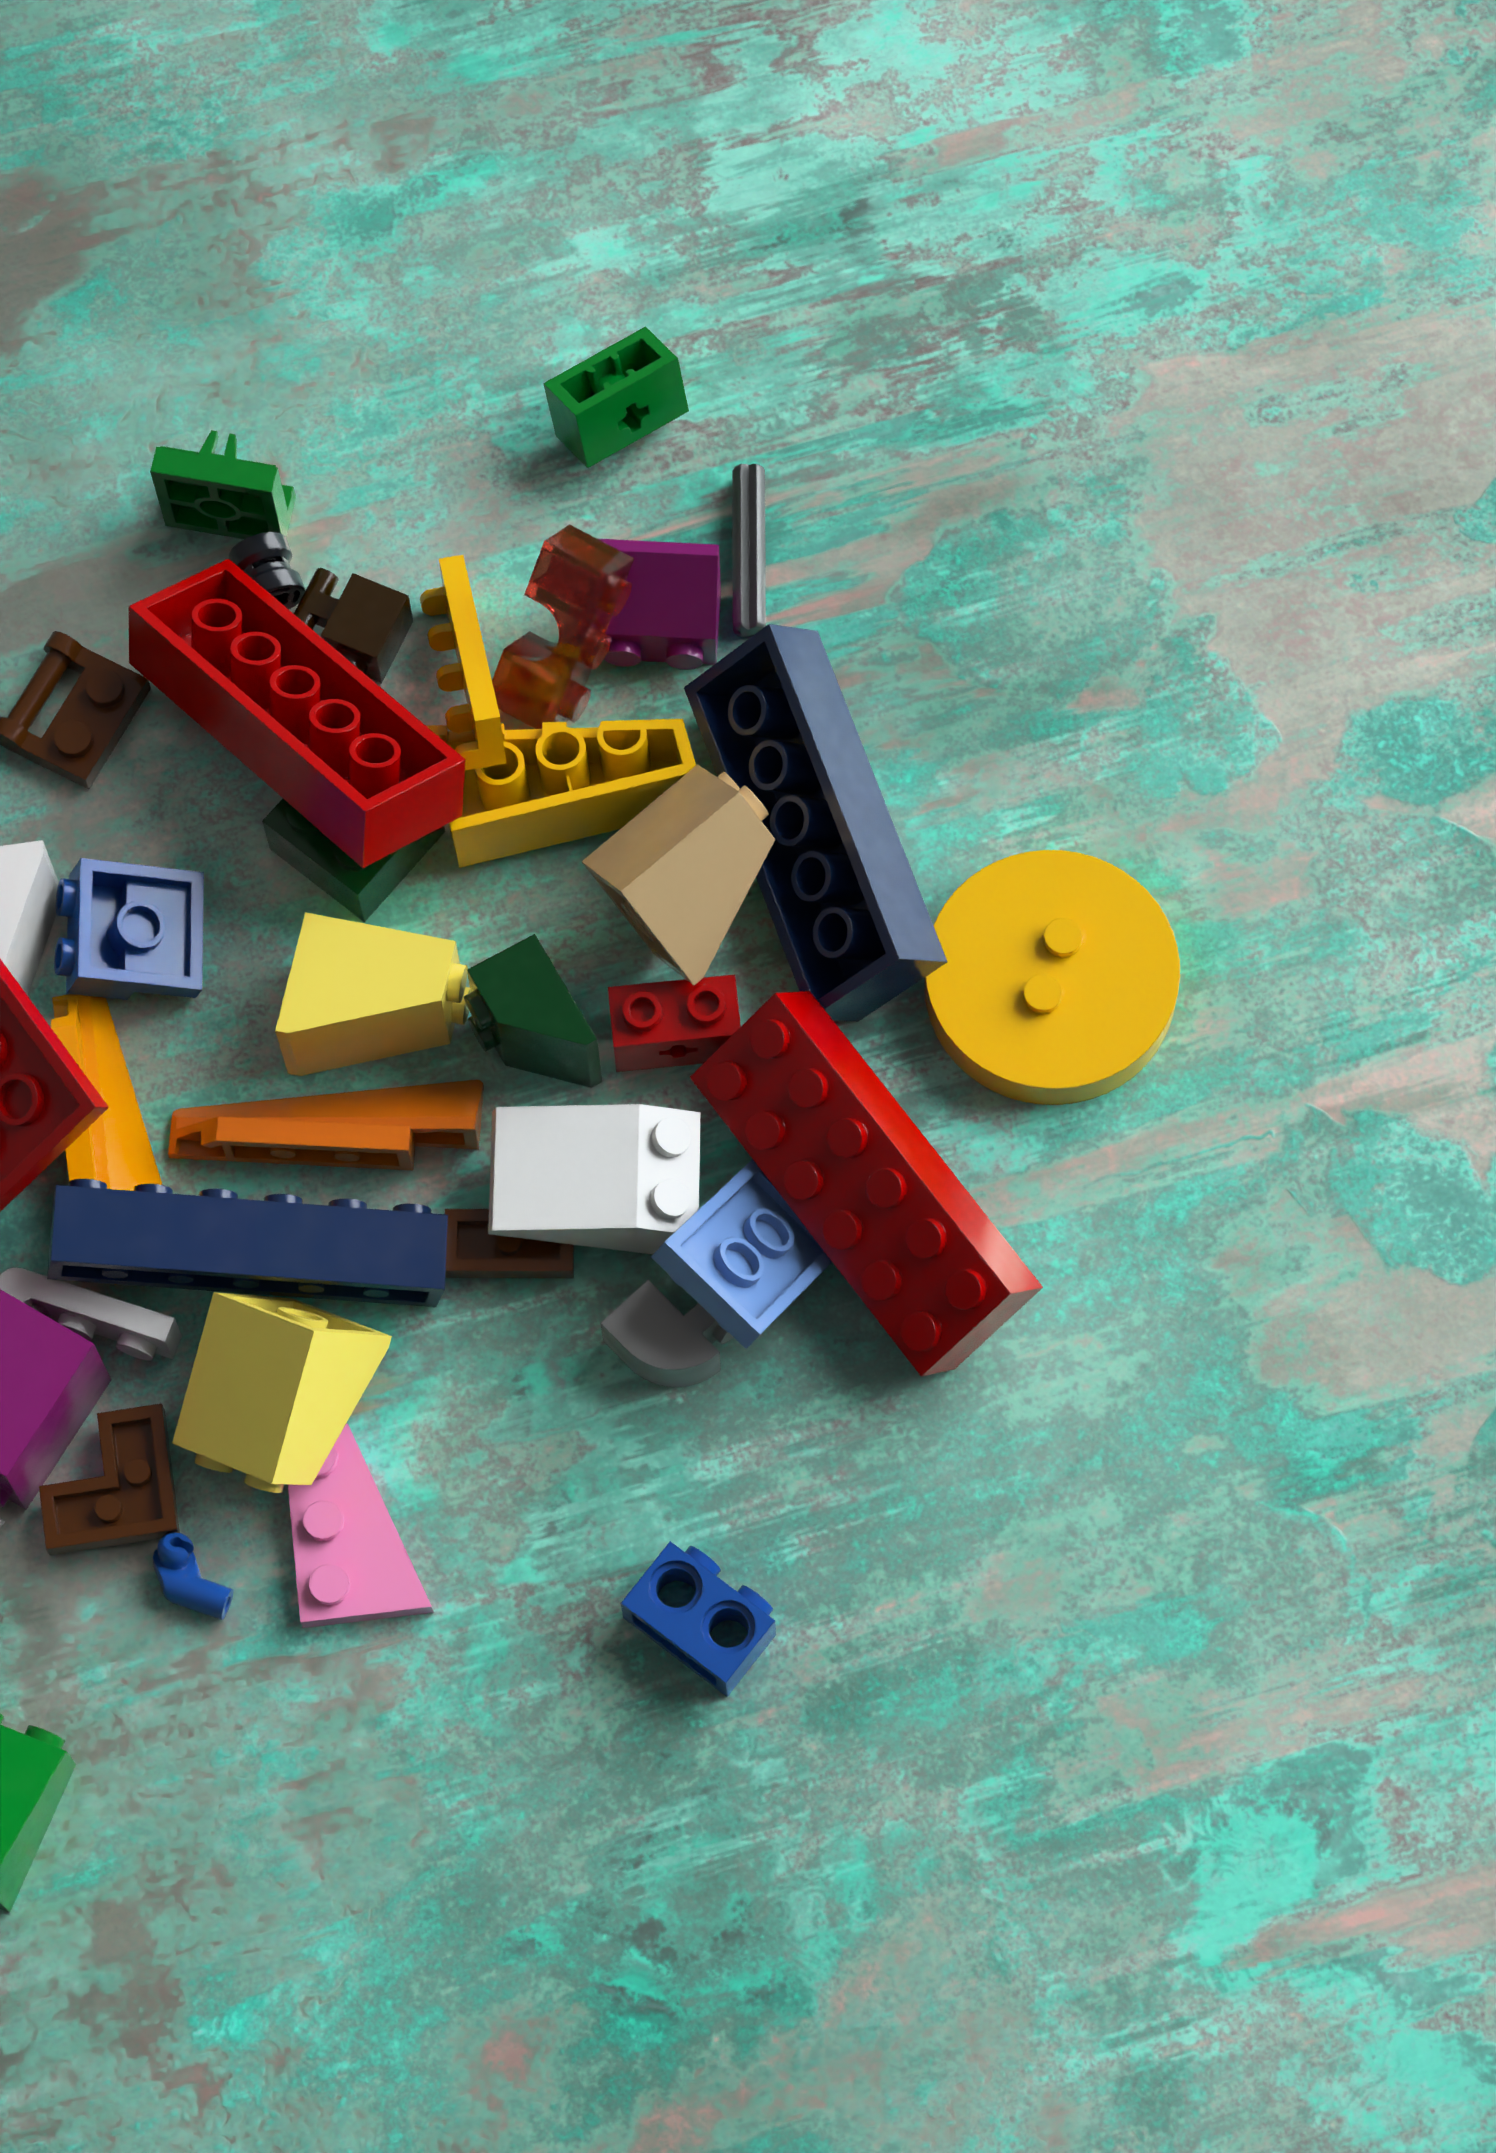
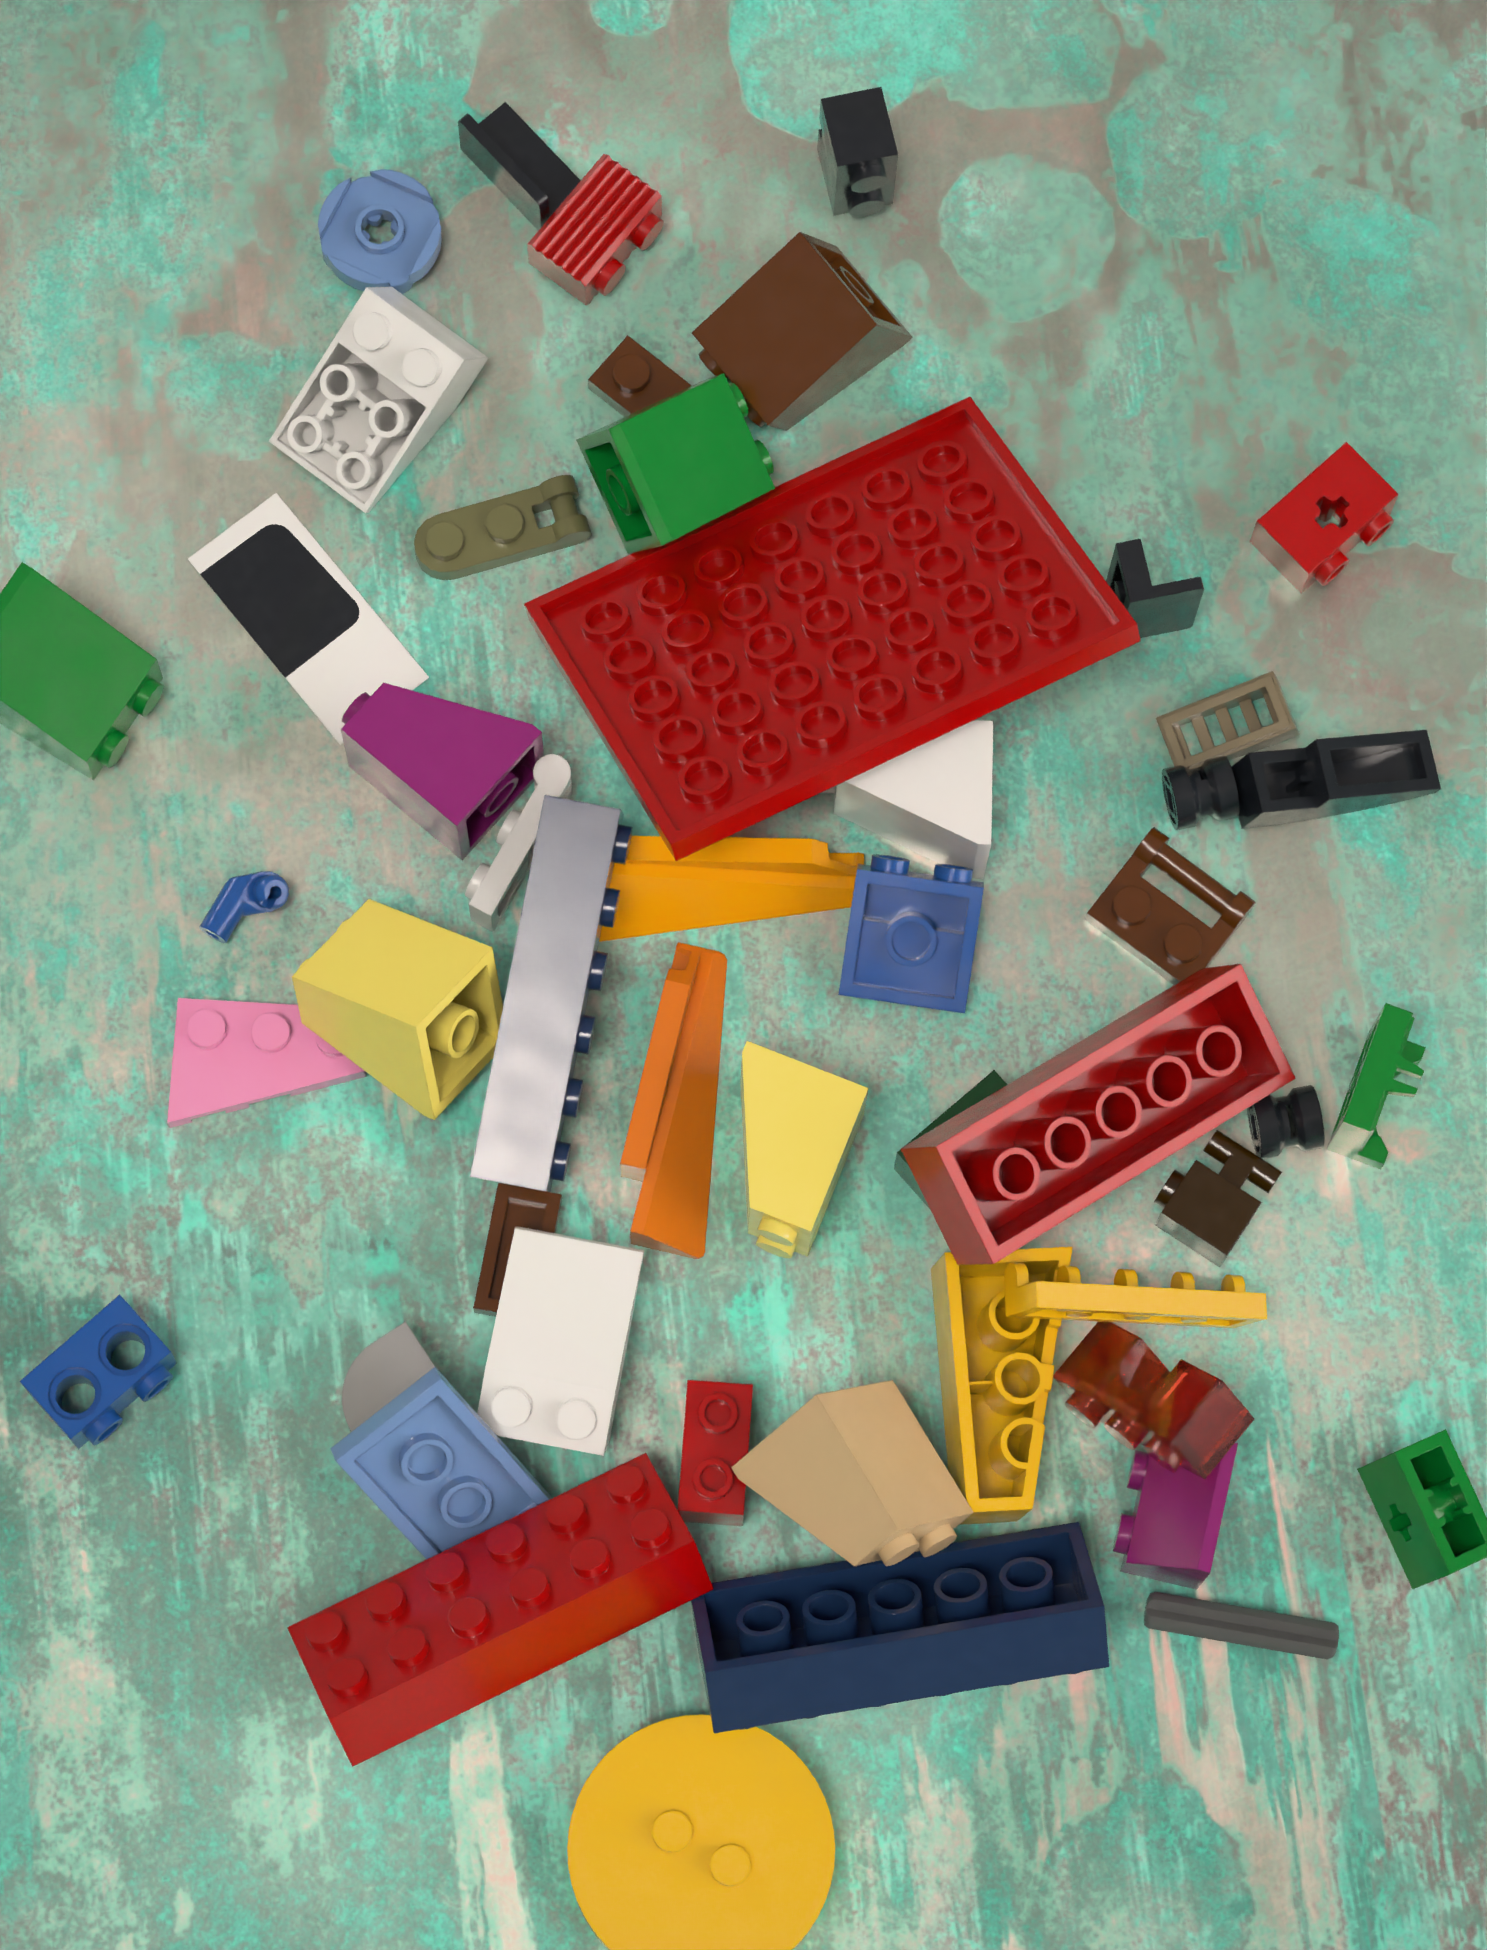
camera: 95 degrees right, 5 degrees up
(132, 1498) = (334, 861): reddish brown plate -> none
(531, 1016) = (741, 1307): dark green slope -> none

